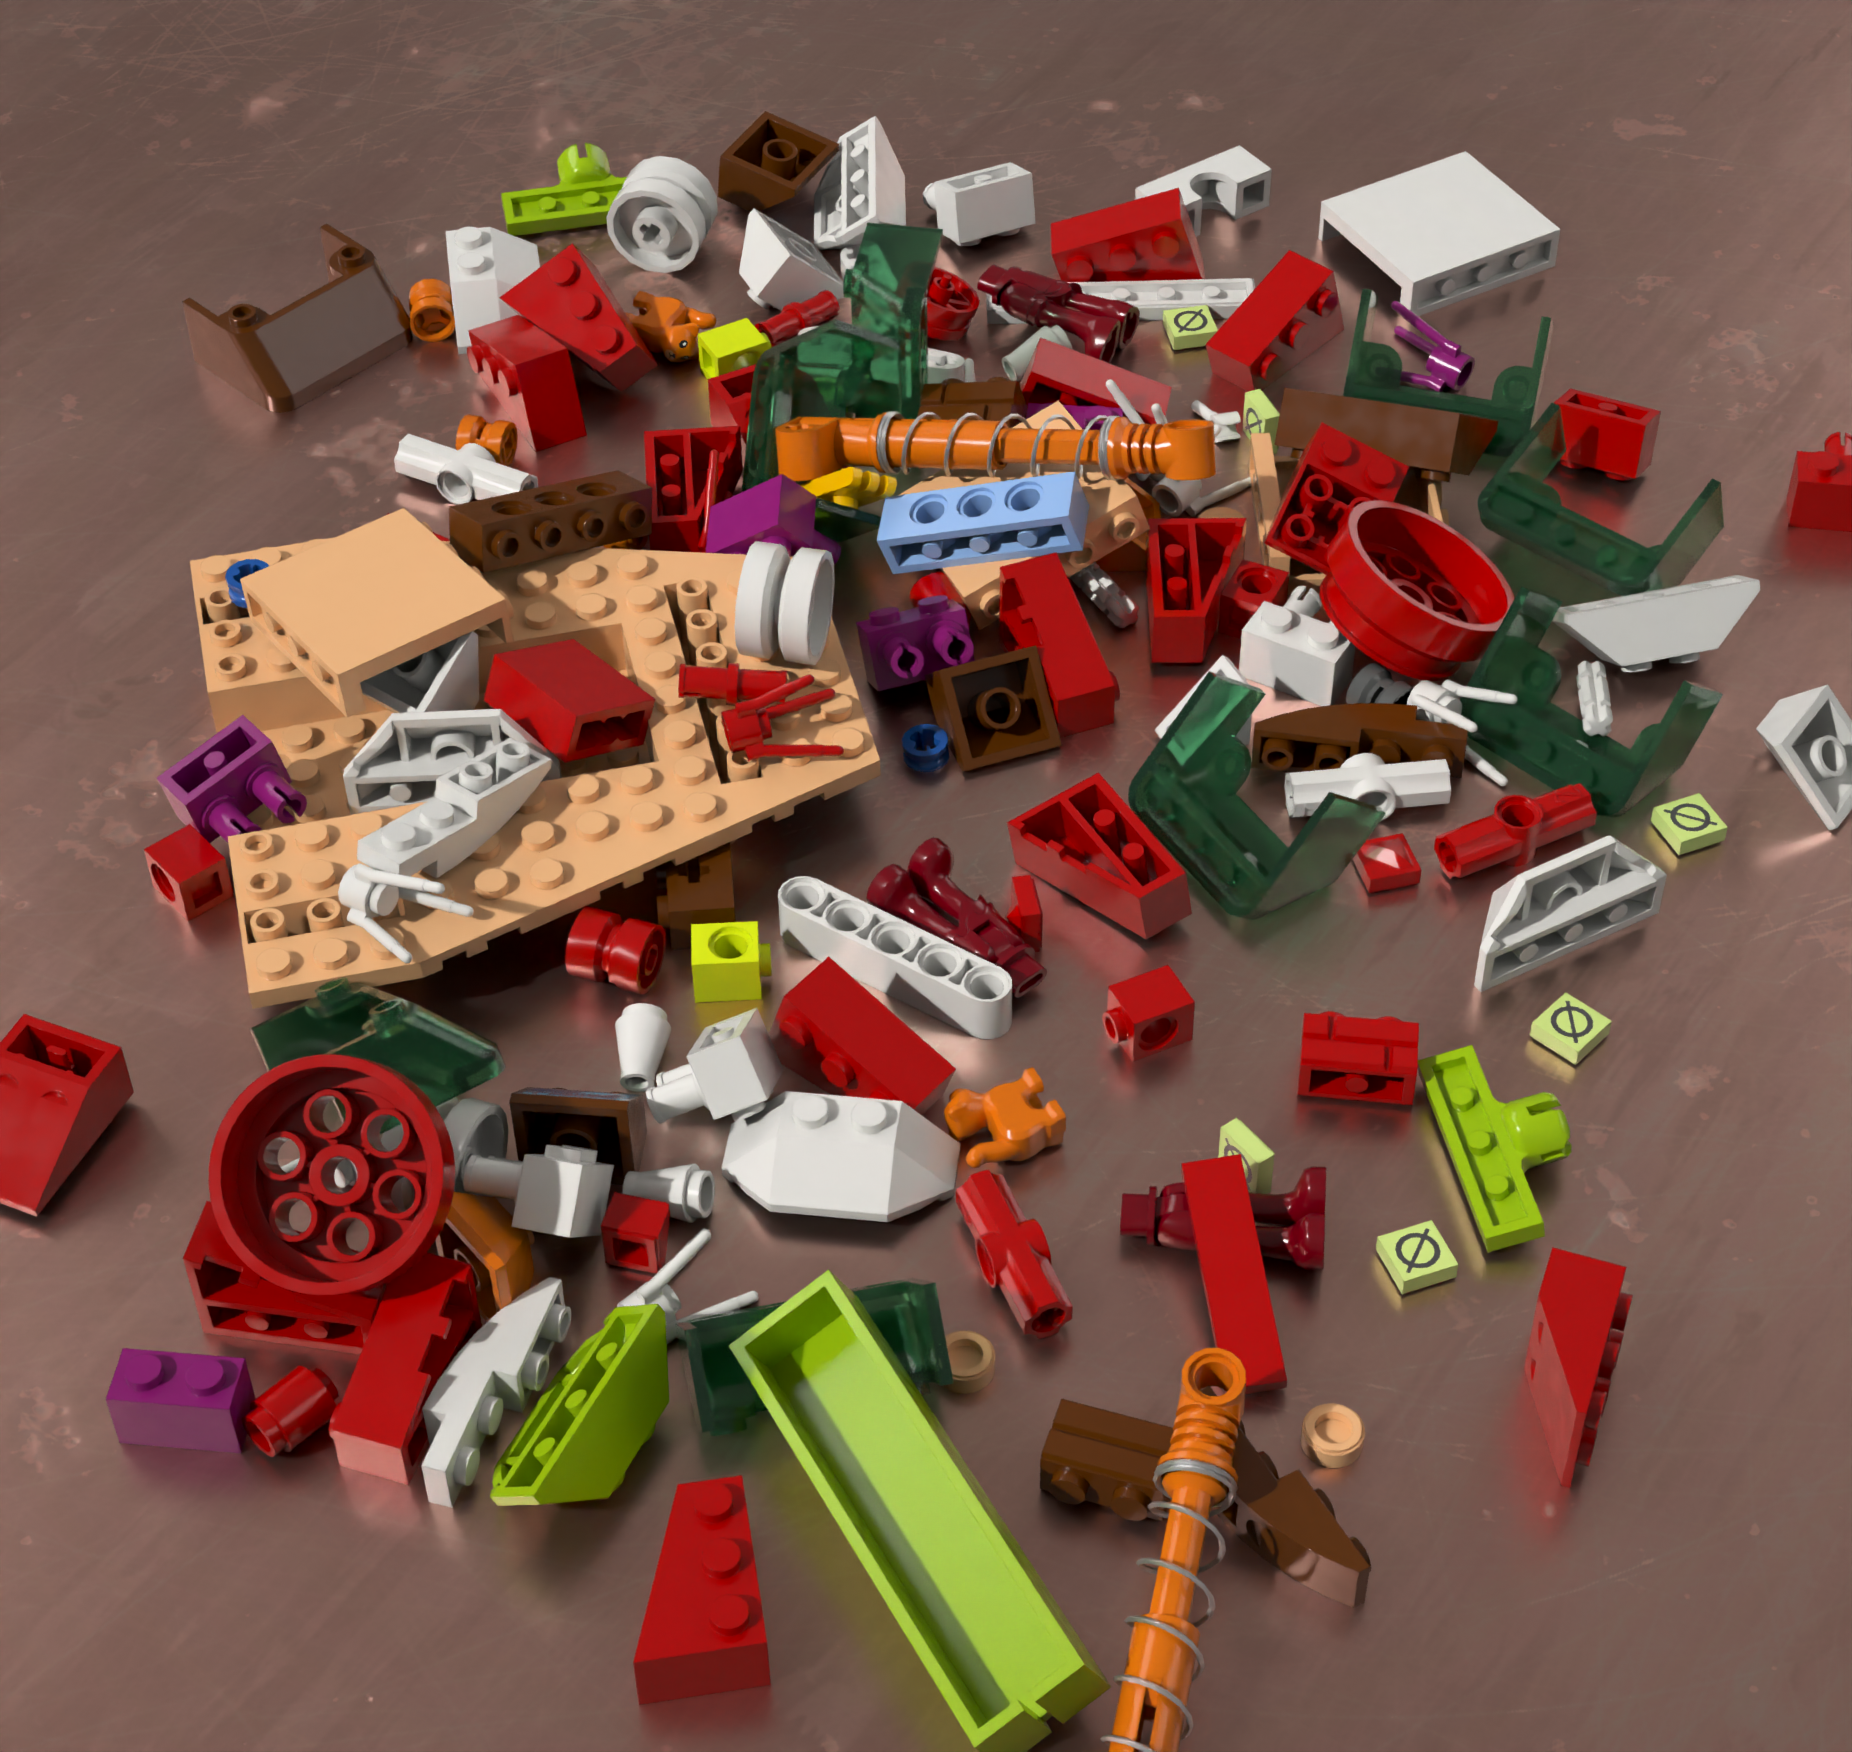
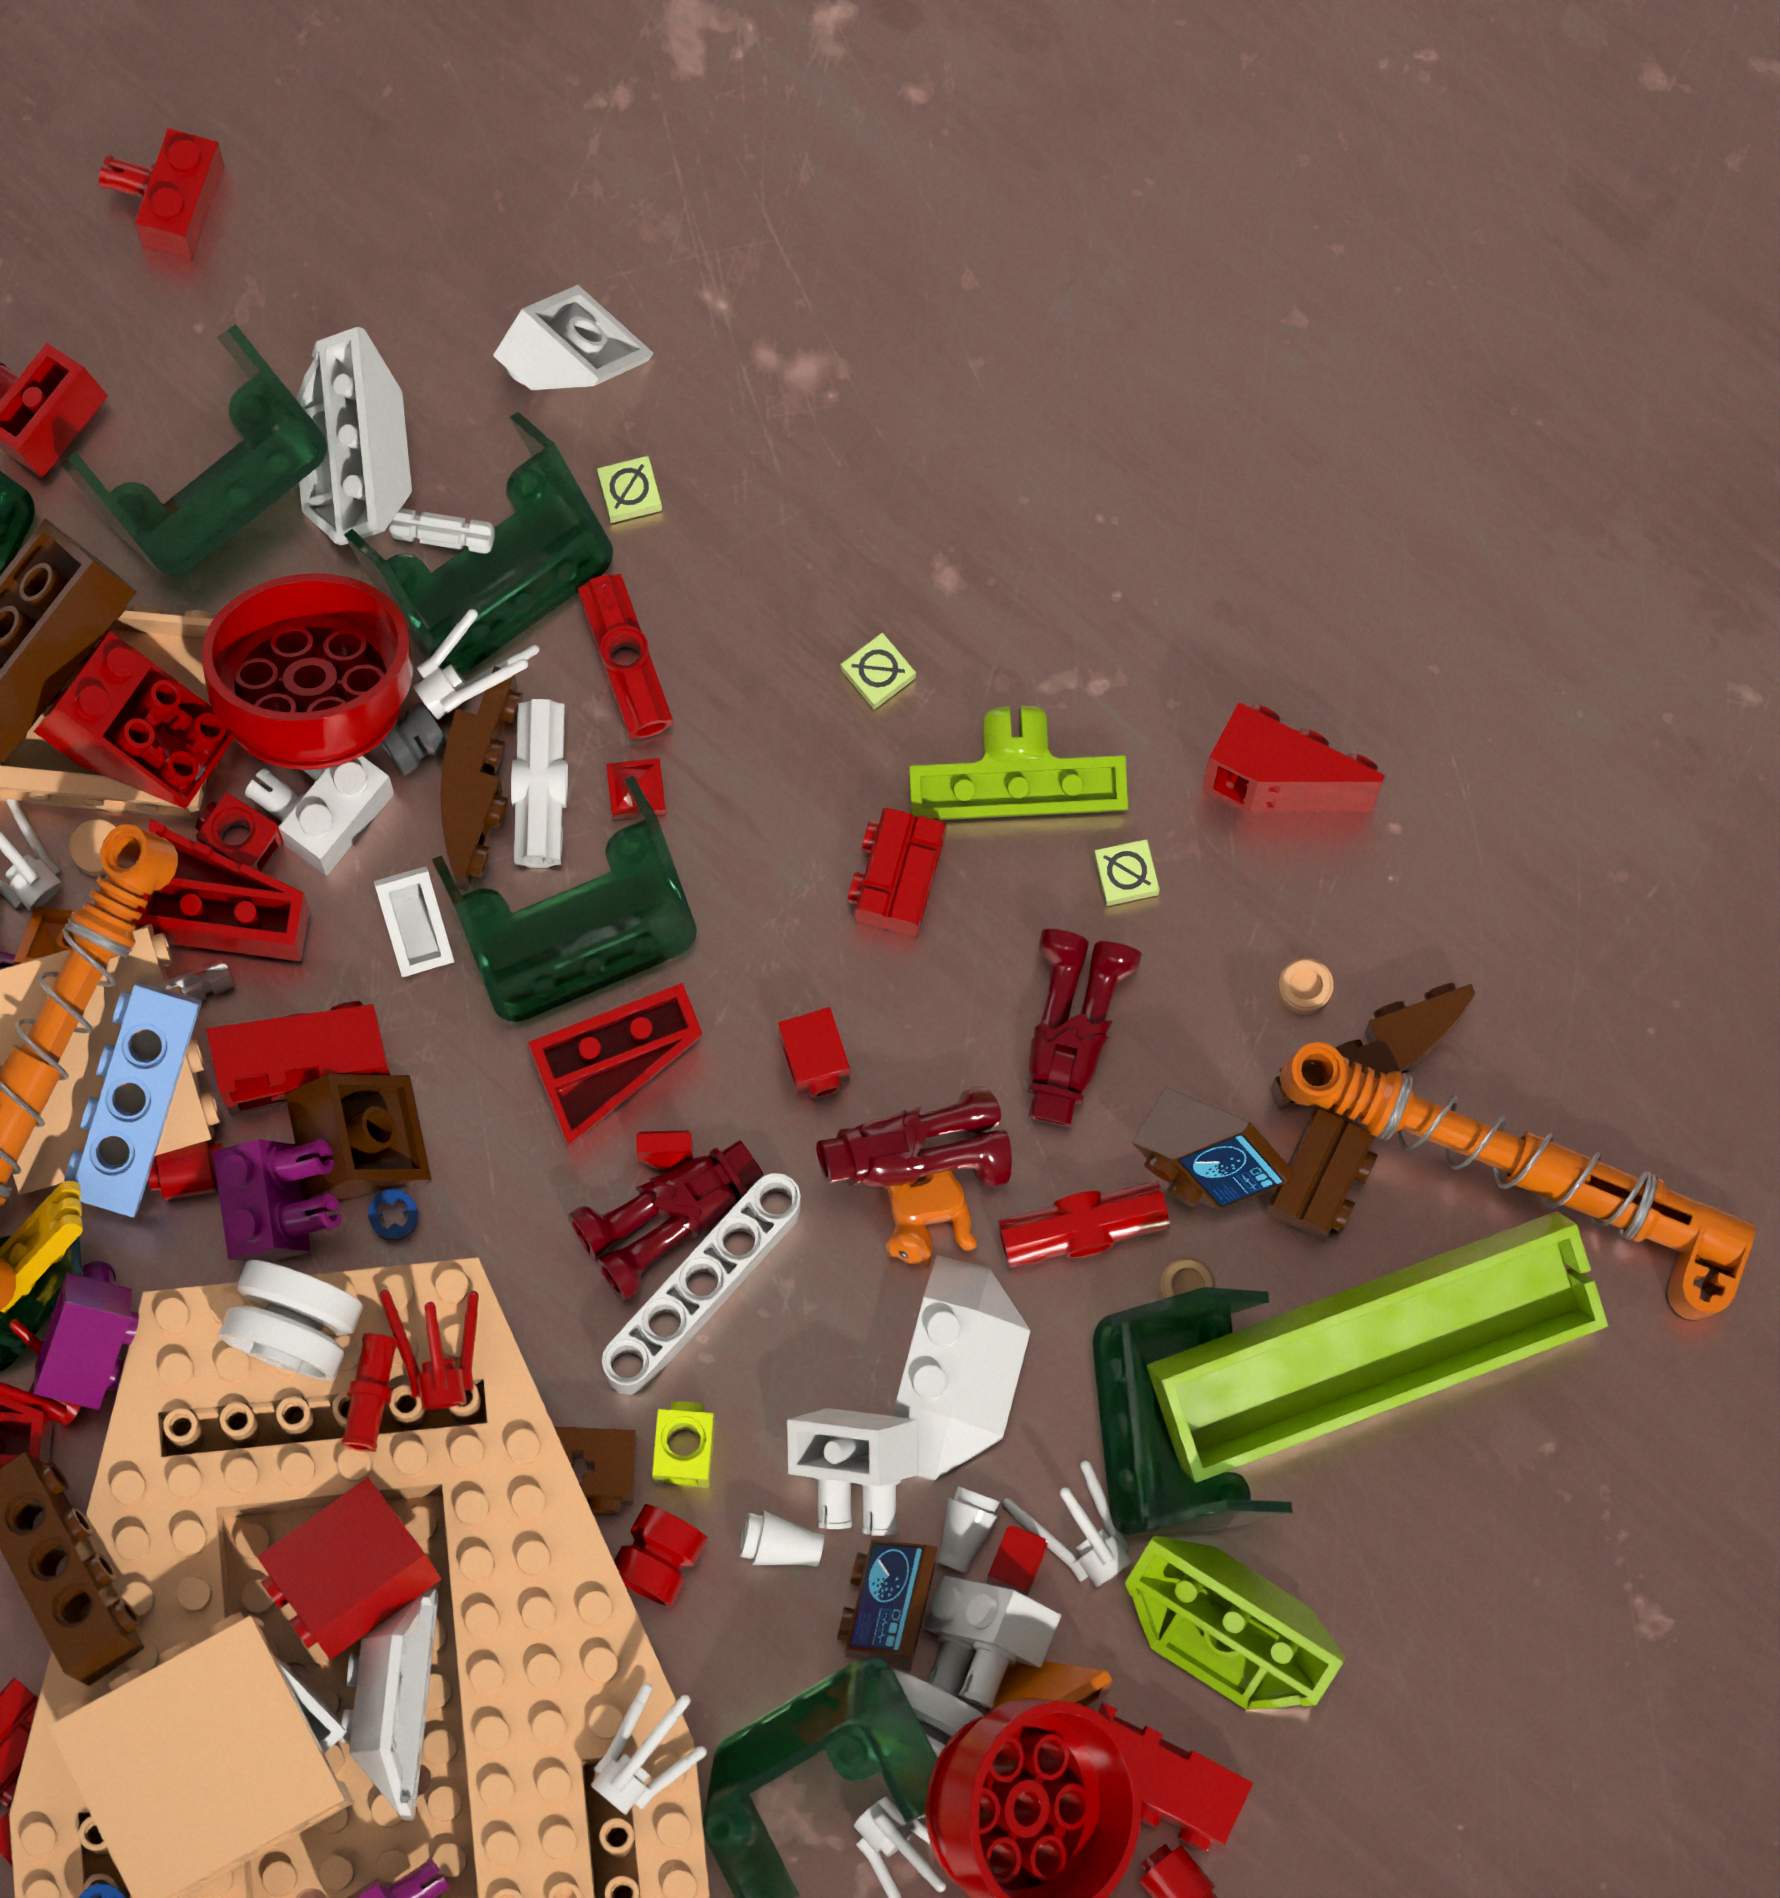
camera: 85 degrees left, 30 degrees up
(465, 813) = (528, 1689): white slope -> none
(489, 1374) = (1150, 1695): white slope -> none
(705, 1601) = (1419, 1529): red wedge -> none
(854, 1044) = (831, 1334): red wedge -> none
(1054, 1067) = (891, 1153): none -> dark red piece
(1105, 1319) = (1207, 1152): none -> reddish brown slope
(1233, 1269) = (1147, 1034): red tile -> none
(1255, 1155) = (1006, 997): yellowish green tile -> none
(1565, 908) = (742, 649): white wedge -> none

